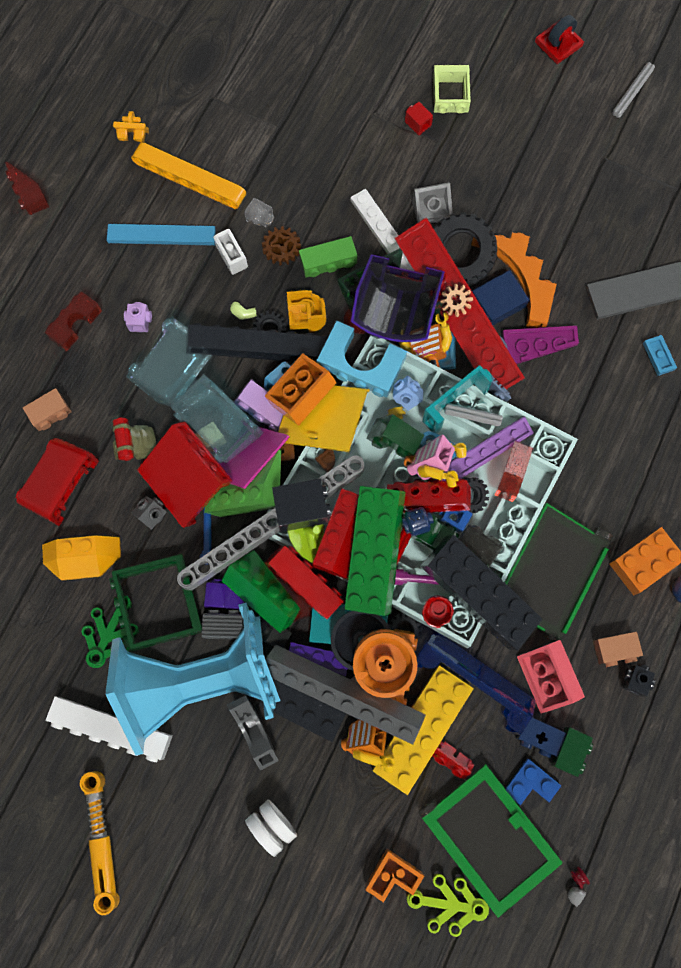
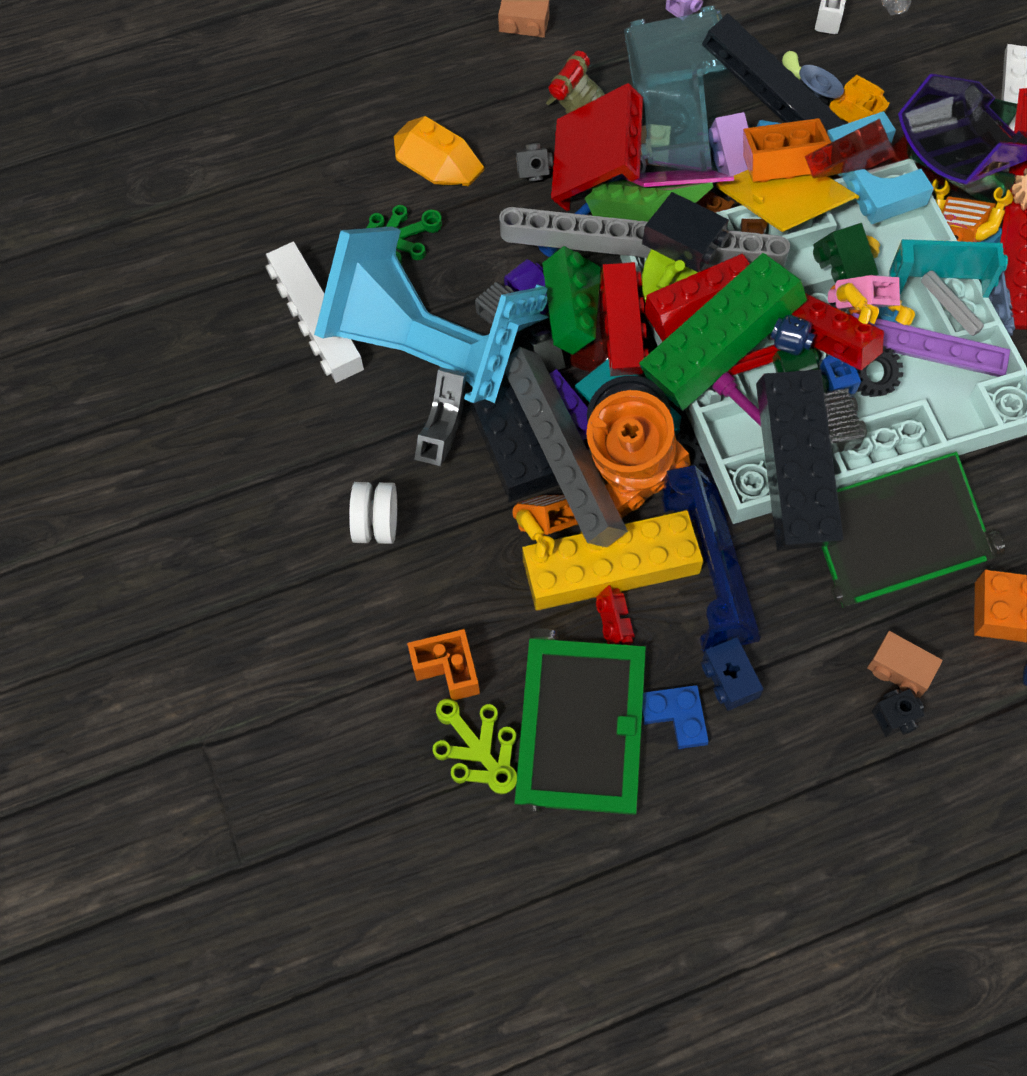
camera: 45 degrees right, 10 degrees down
(55, 479) = (474, 70): red windscreen -> none
(99, 846) = (206, 399): light orange piece -> none
(124, 621) = (474, 200): dark green window -> none
(272, 247) = (890, 36): reddish brown gear -> none
(274, 317) = (821, 81): none -> sand blue dish
(328, 257) = (916, 67): bright green brick -> none
(345, 369) = (852, 152): none -> clear red slope
(407, 393) = (893, 231): light blue brick -> none
(437, 611) = (734, 441): red hair -> none
(514, 472) = (943, 385): clear red slope -> none
(550, 677) = (800, 628): coral slope -> none
(573, 752) = (752, 716): dark green brick -> none
(576, 895) = (619, 862): light grey hinge -> none
(579, 877) = (640, 846): dark red bush -> none

